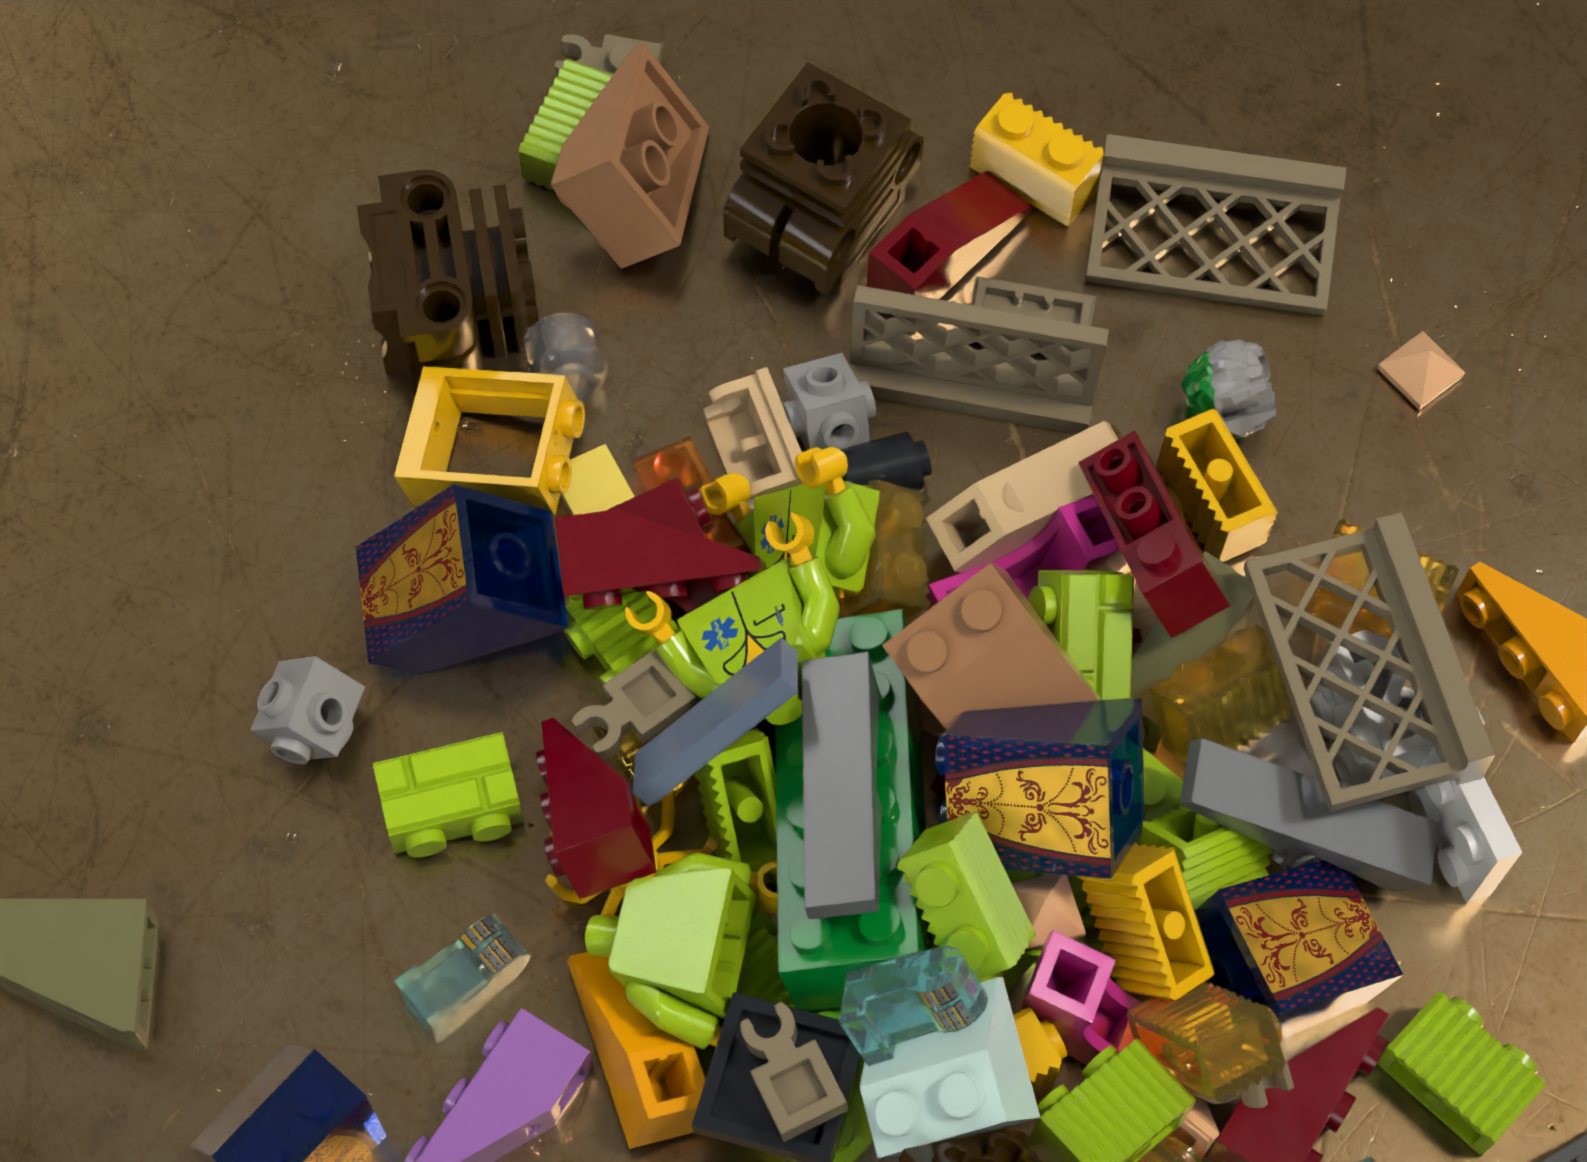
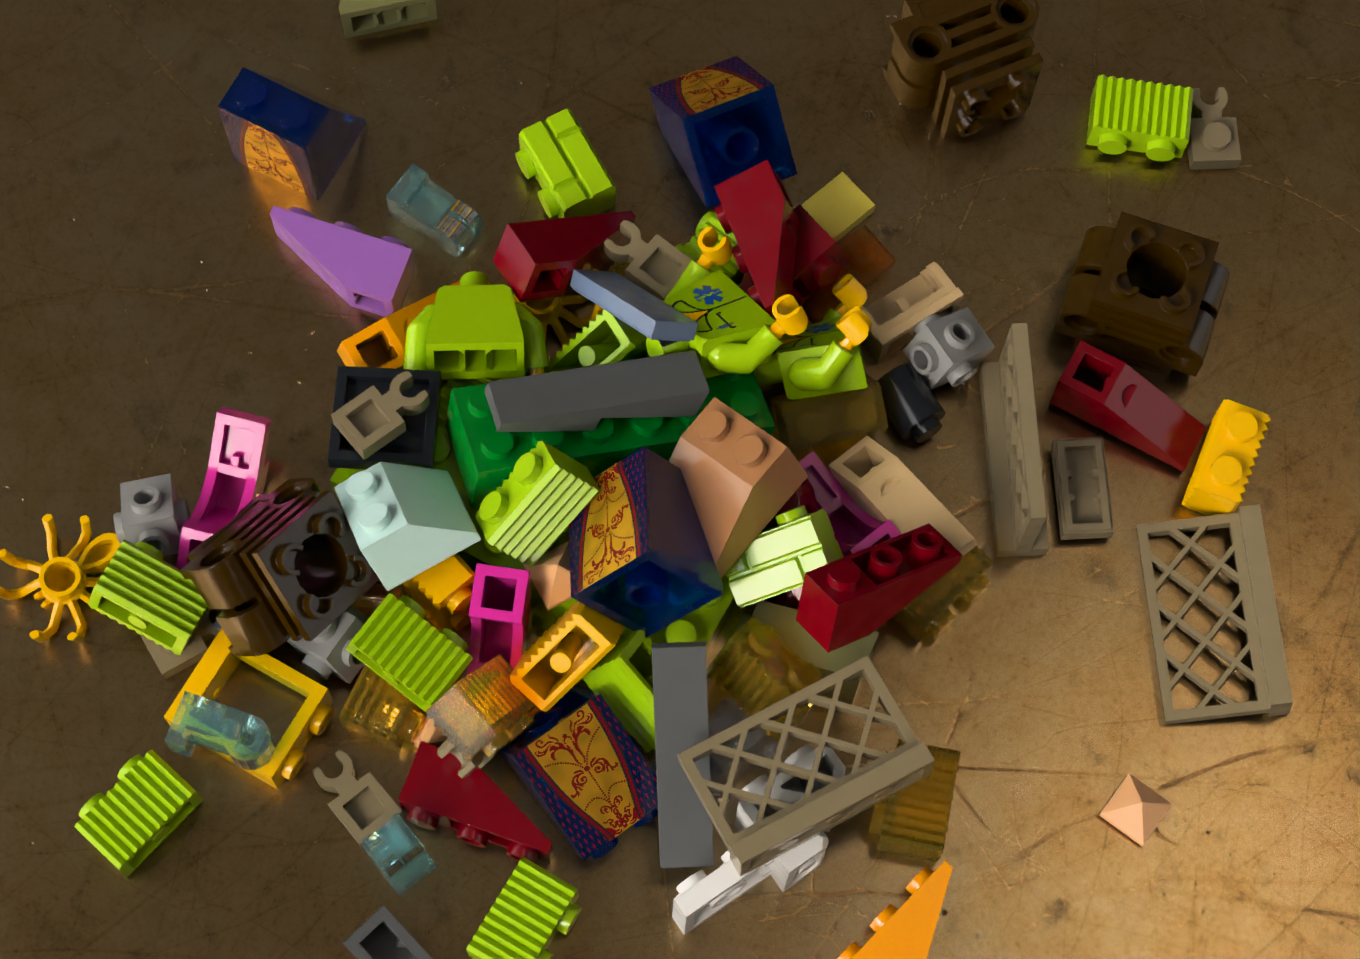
camera: 75 degrees right, 5 degrees up
(307, 710) = (600, 59): light grey brick -> none
(435, 420) = (867, 84): yellow window -> none
(567, 347) = (935, 157): clear head -> none
(633, 162) = (1117, 157): medium nougat slope -> none
(909, 1000) = (445, 474): clear light blue leg -> none
(1215, 486) = (963, 650): yellow brick -> none
(1234, 382) = (1057, 649): light grey piece -> none

